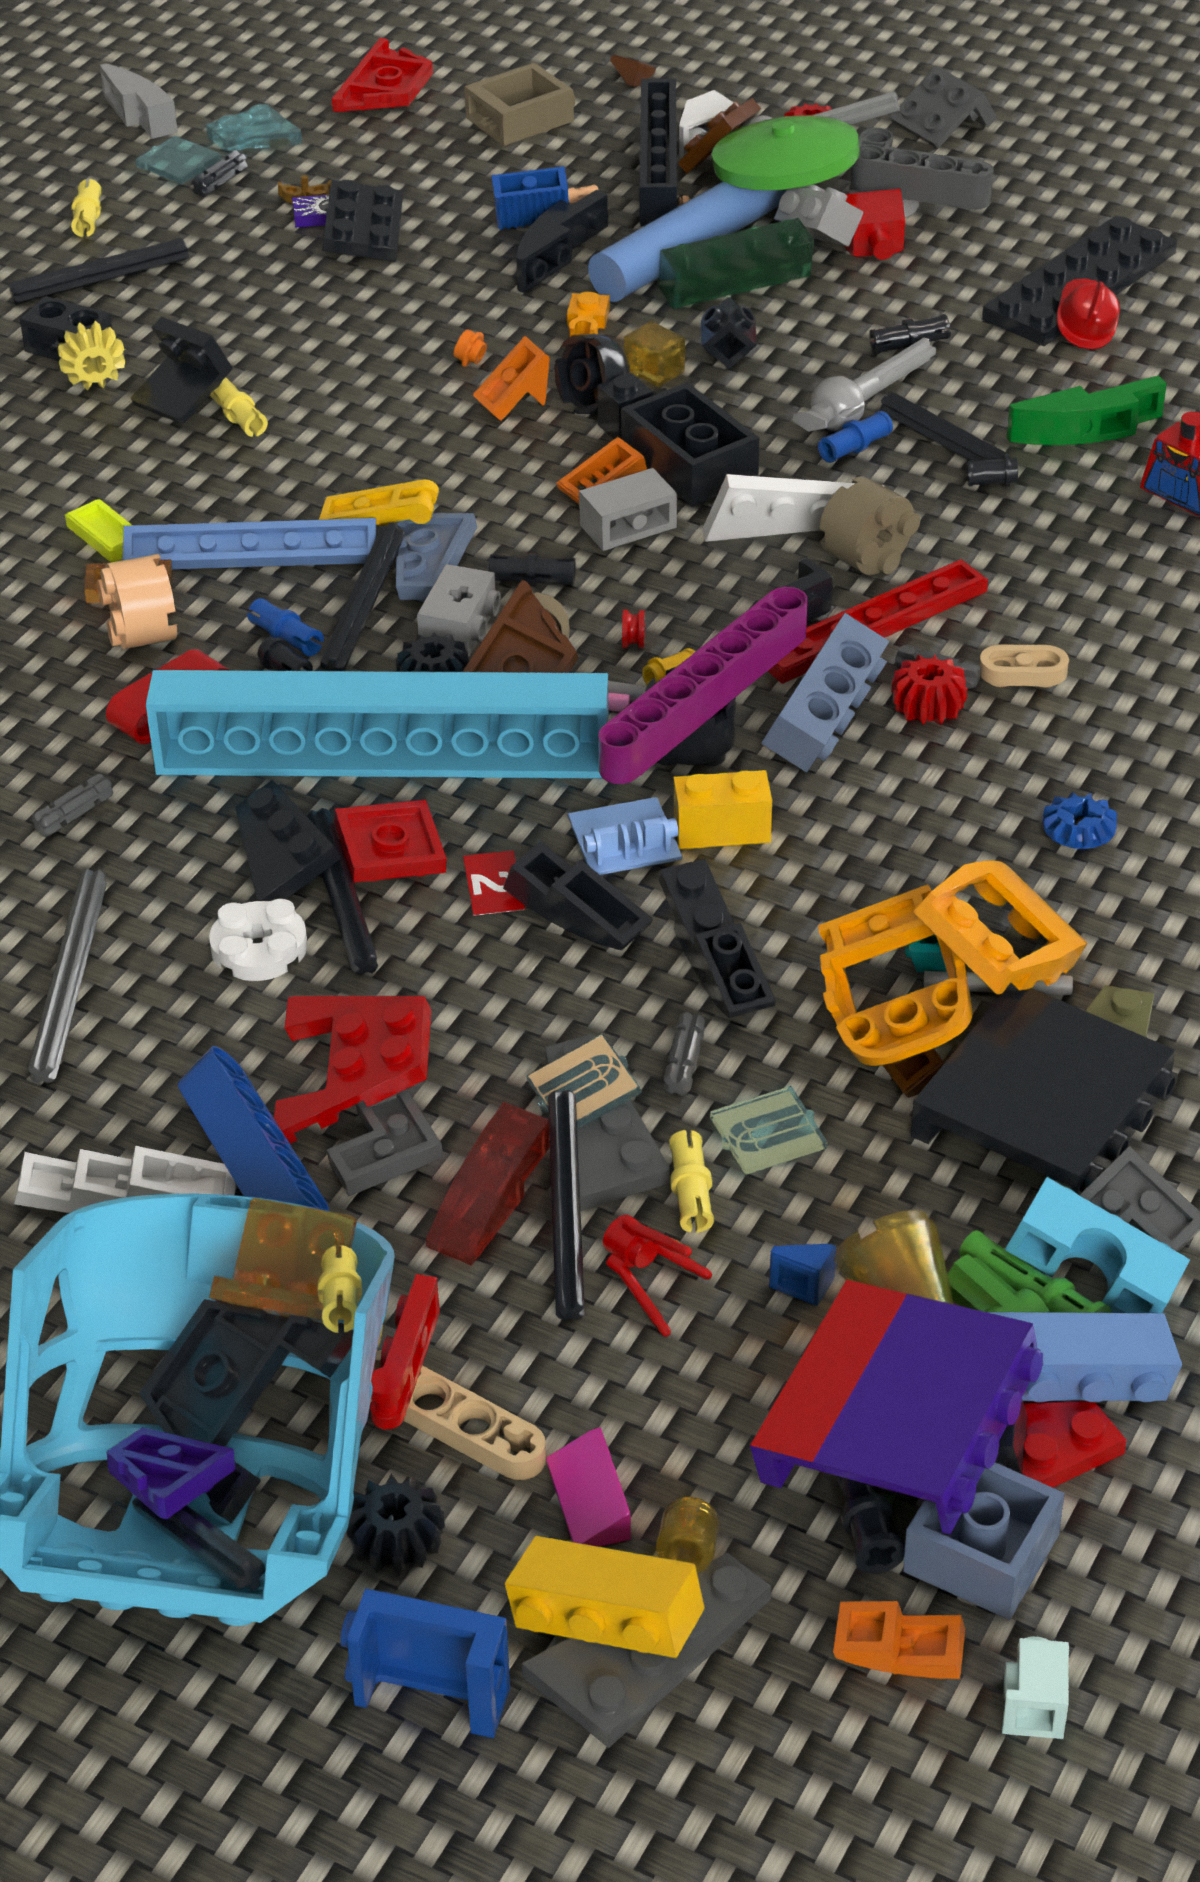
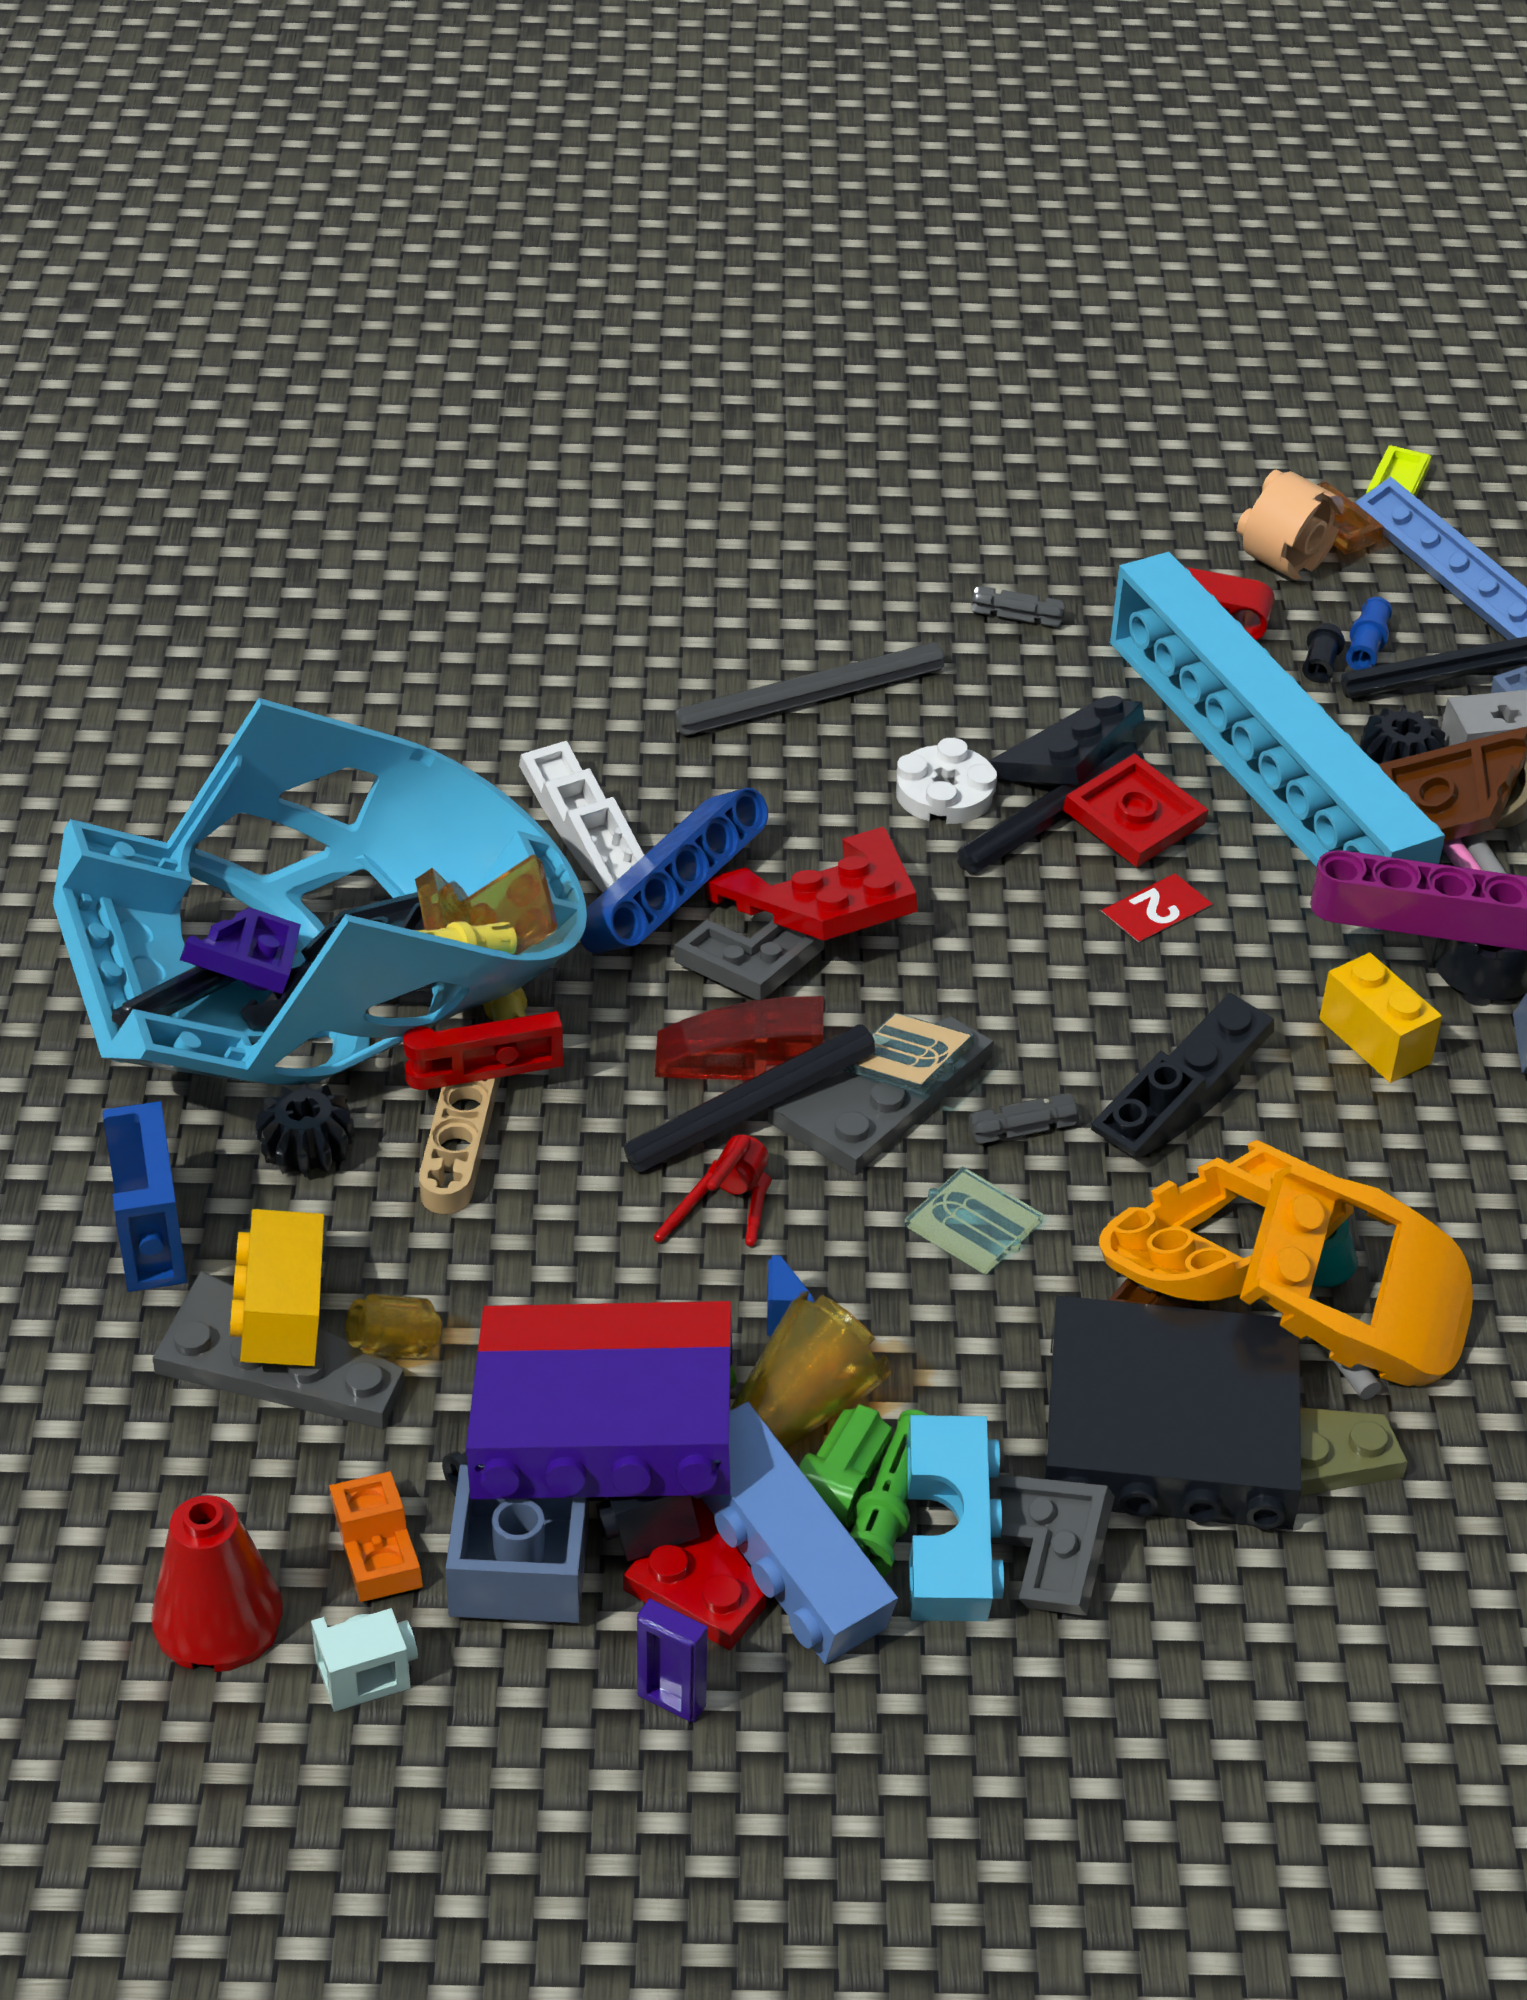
camera: 60 degrees right, 0 degrees up
(575, 898) = (1166, 961): black slope -> none
(590, 1491) = (426, 1251): dark pink slope -> none
(626, 836) = (1283, 966): light blue hinge -> none
(691, 1181) = (851, 1180): light yellow pin -> none
(924, 1767) = (213, 1590): none -> red cone
(1161, 1473) = (671, 1660): none -> dark purple tile

